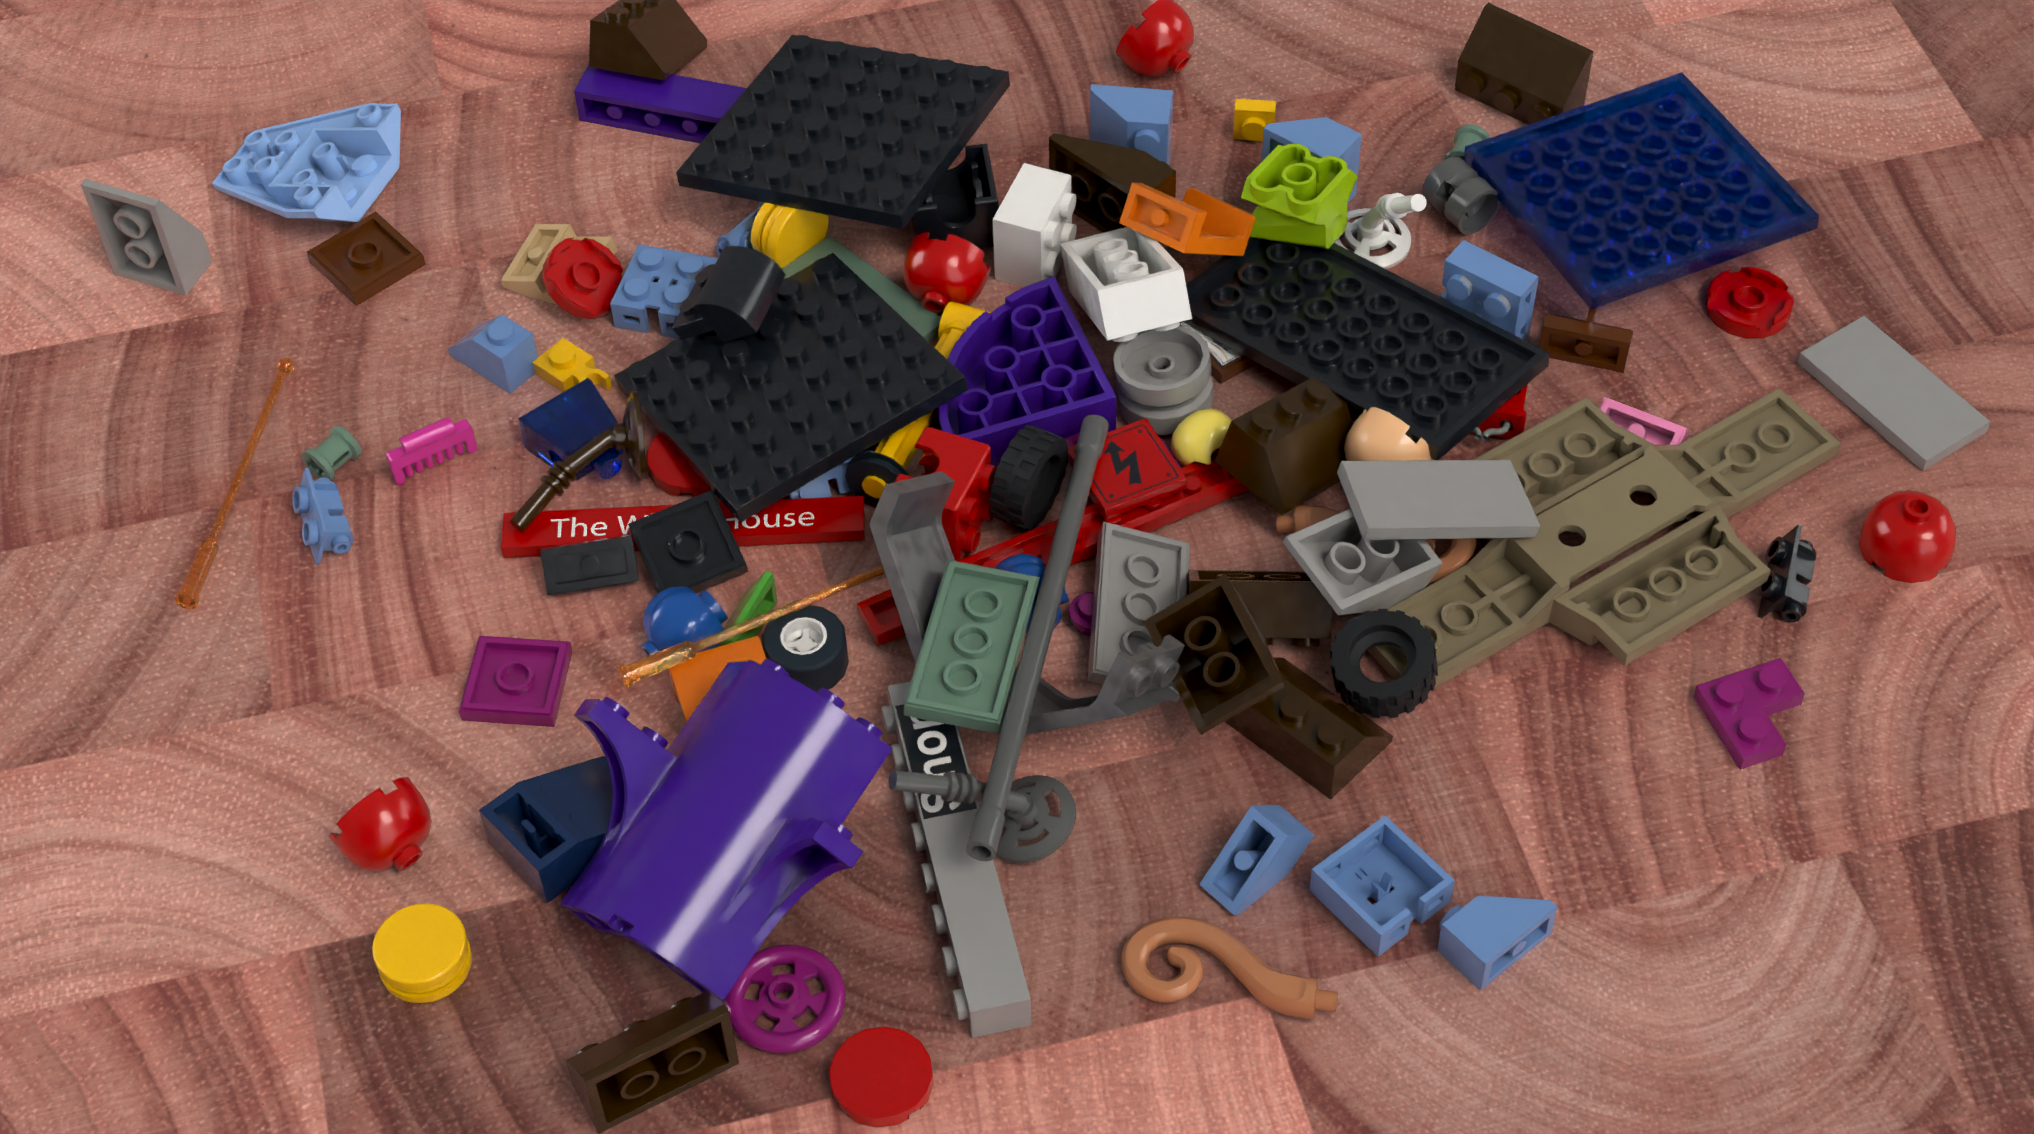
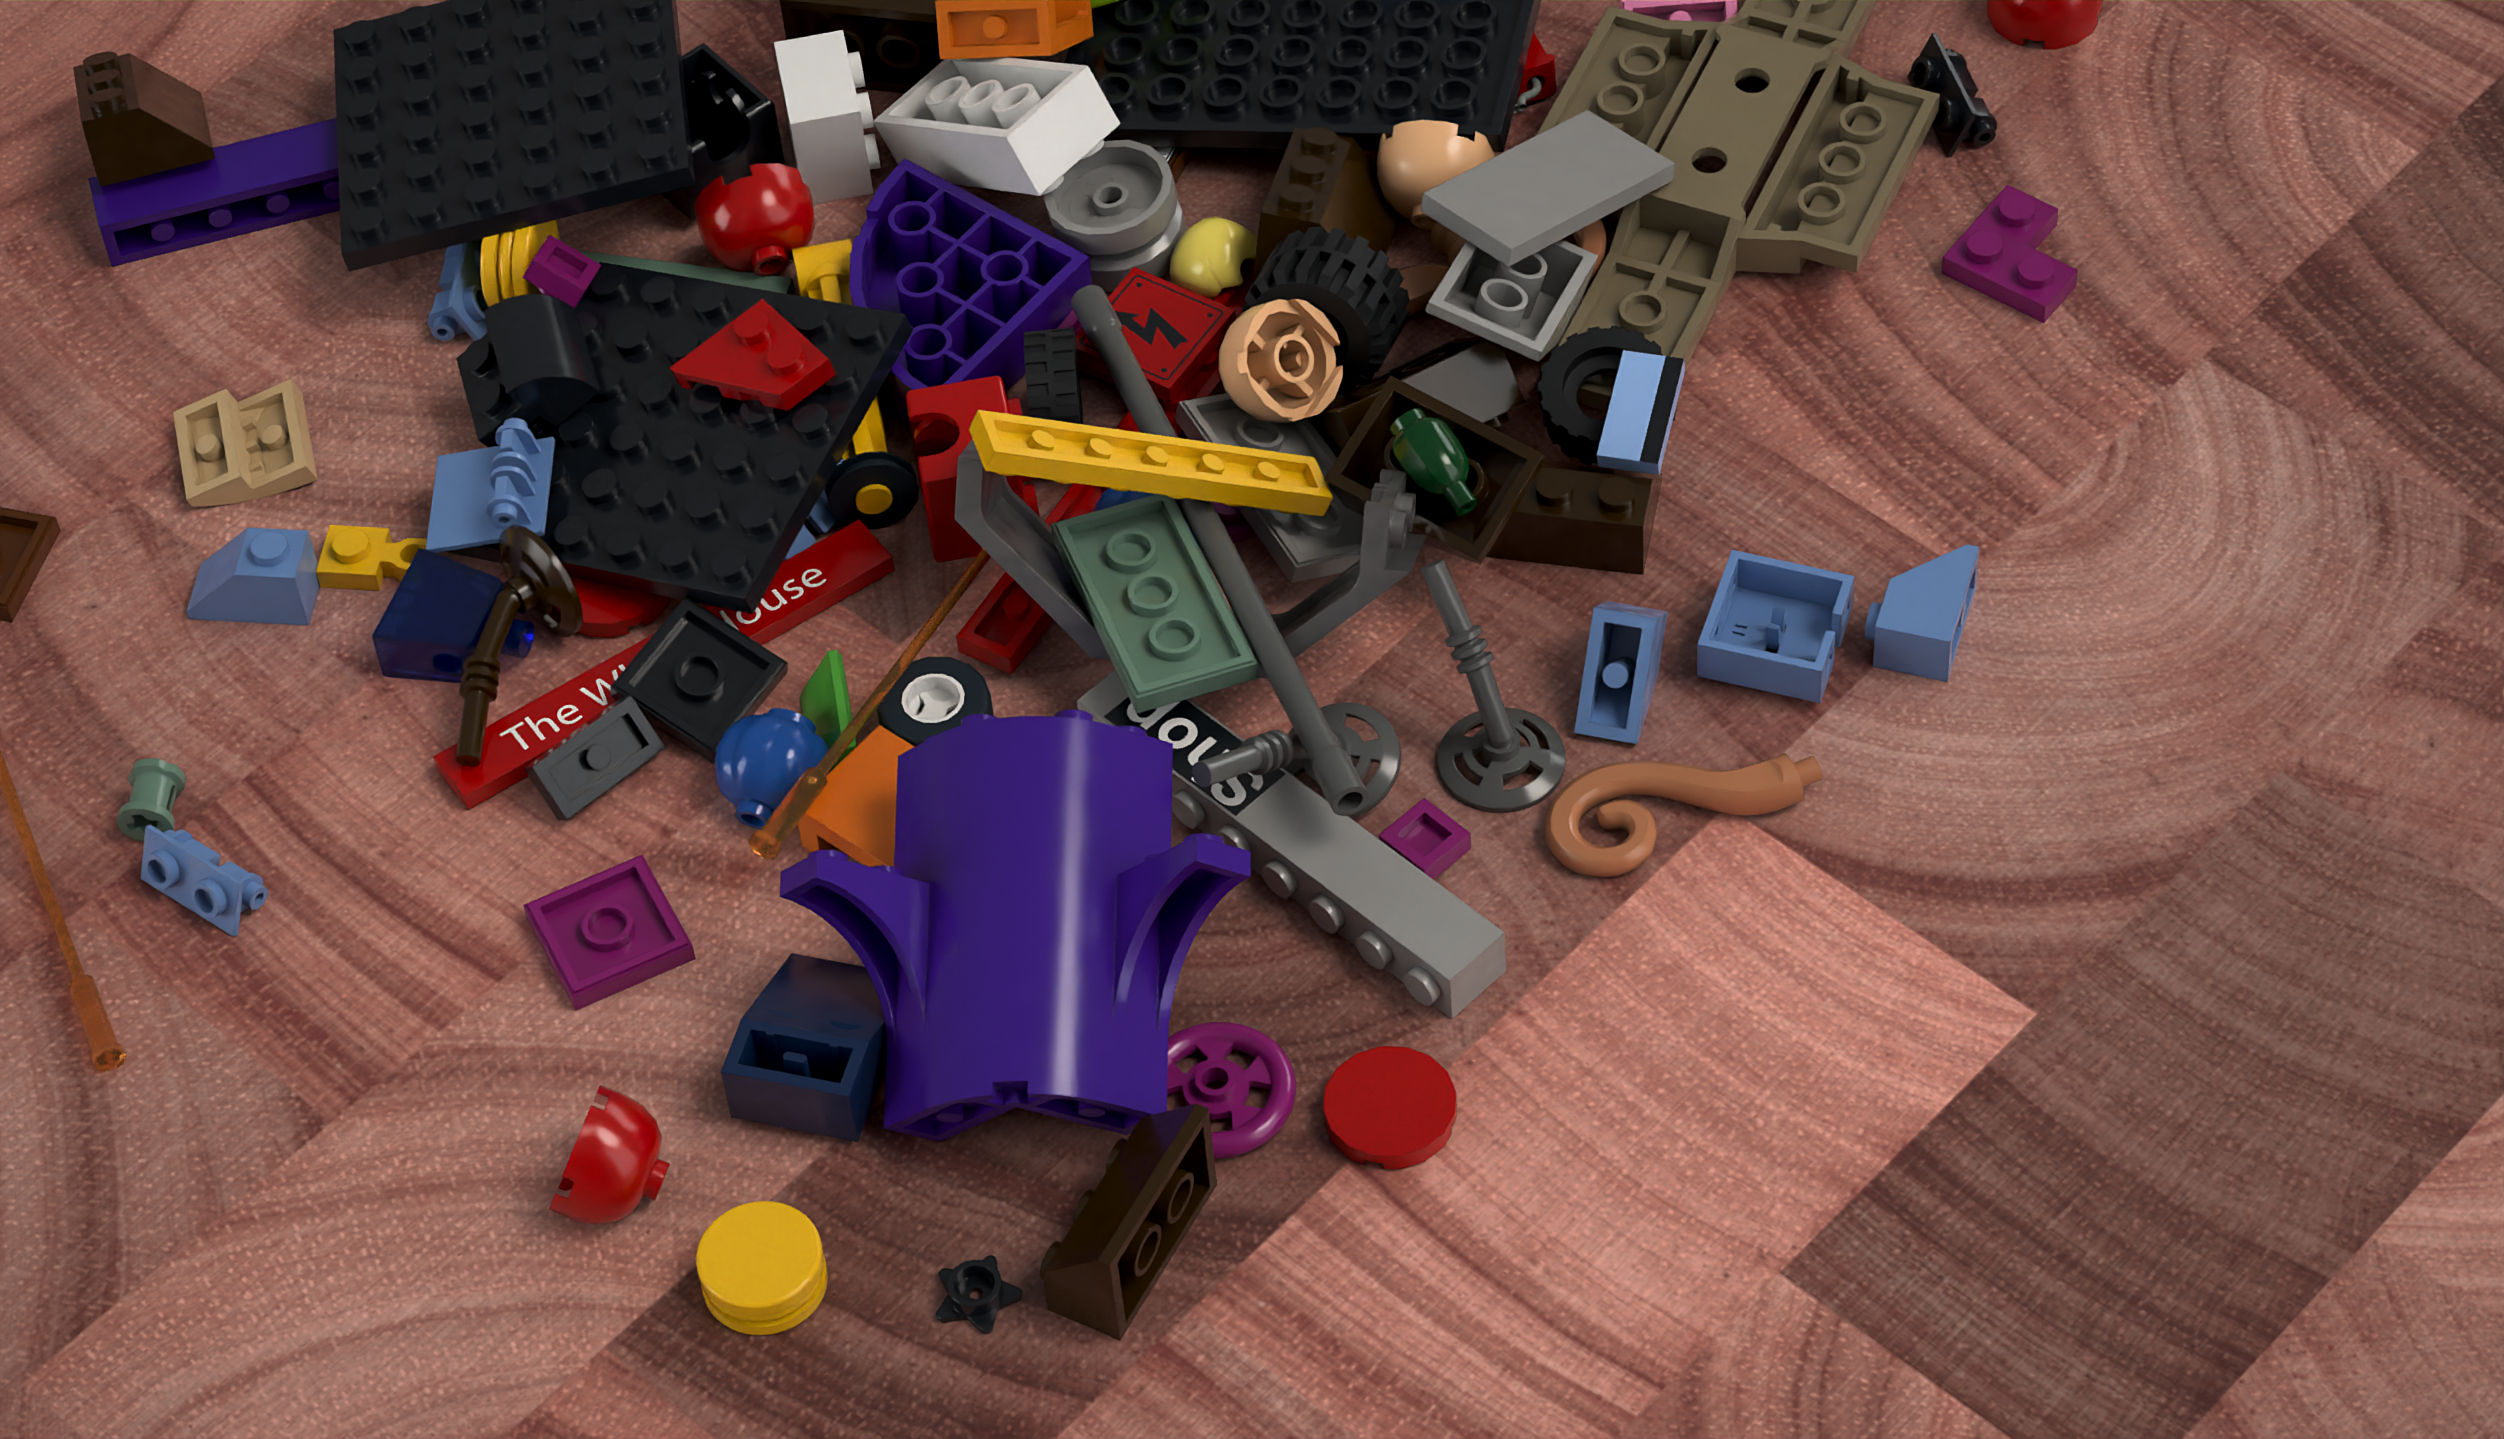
camera: 30 degrees left, 0 degrees up
(429, 441) = (274, 729): dark pink piece -> none
(530, 1036) = (971, 1277): none -> black plate
(582, 277) = (303, 441): red tile -> none
(640, 292) = (390, 427): medium blue piece -> none
(654, 363) = (491, 489): none -> medium blue hinge
(798, 246) = (561, 271): none -> magenta plate
(855, 360) = (757, 360): none -> red wing
(1021, 552) = (1149, 463): none -> yellow plate
(1040, 905) = (1427, 838): none -> magenta plate
(1140, 860) = (1502, 725): none -> dark grey dish
(1179, 528) = (1281, 361): none -> light nougat cylinder
(1207, 645) = (1433, 459): none -> dark green plant
(1238, 508) = (1349, 283): none -> black tyre
(1388, 686) = (1641, 412): none -> light blue tile

